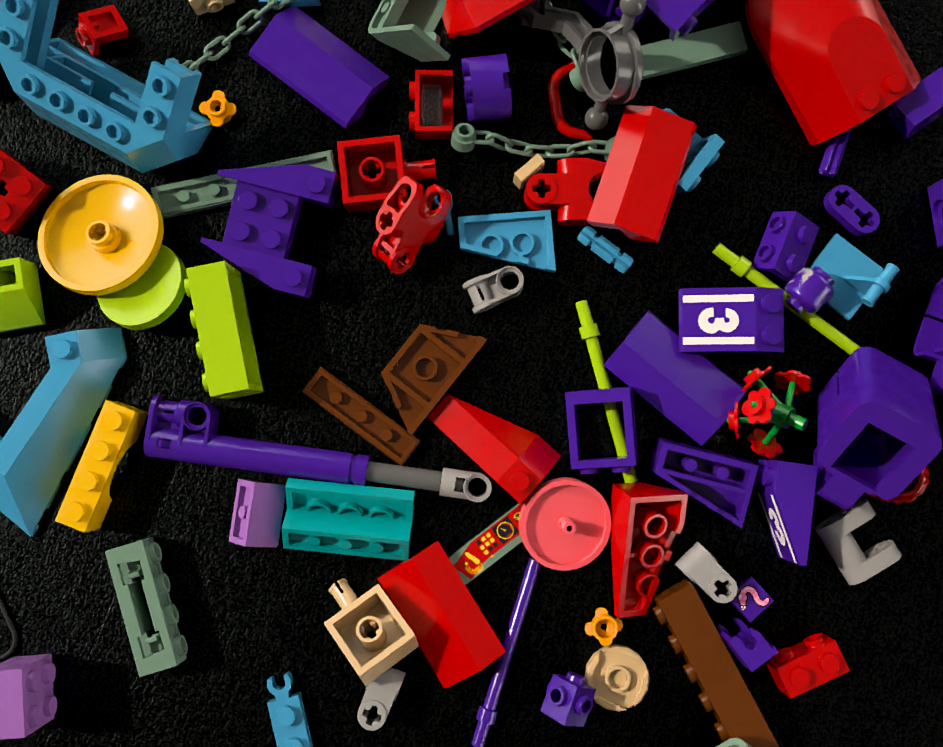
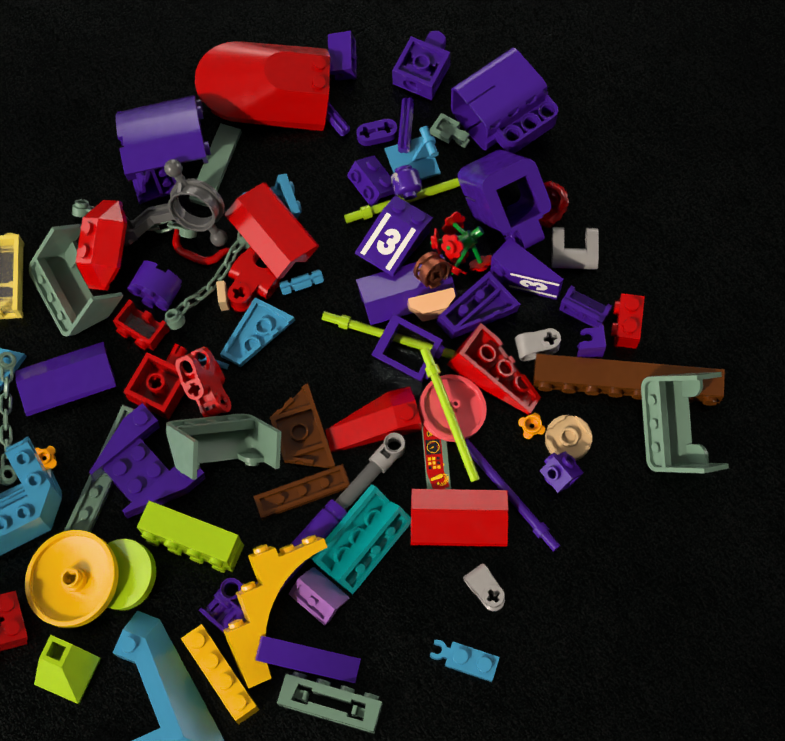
camera: 55 degrees left, 15 degrees down
(170, 551) = (307, 659): none -> dark purple slope
(198, 456) = (257, 600): none -> yellow arch
(354, 285) = (222, 439): none -> sand green windscreen
(366, 614) = (439, 563): tan brick -> none
(492, 289) = (279, 363): light grey piece -> none
(589, 479) = (433, 371): none -> lime bar
(674, 423) = (431, 305): none -> light nougat slope
(714, 397) = (432, 269): none -> copper wheel
(751, 599) = (570, 330): dark purple tile -> none
(789, 601) = (584, 308): none -> dark purple hinge
(883, 239) = (405, 128): none -> dark purple axle
(911, 291) = (448, 129): none -> sand green plate

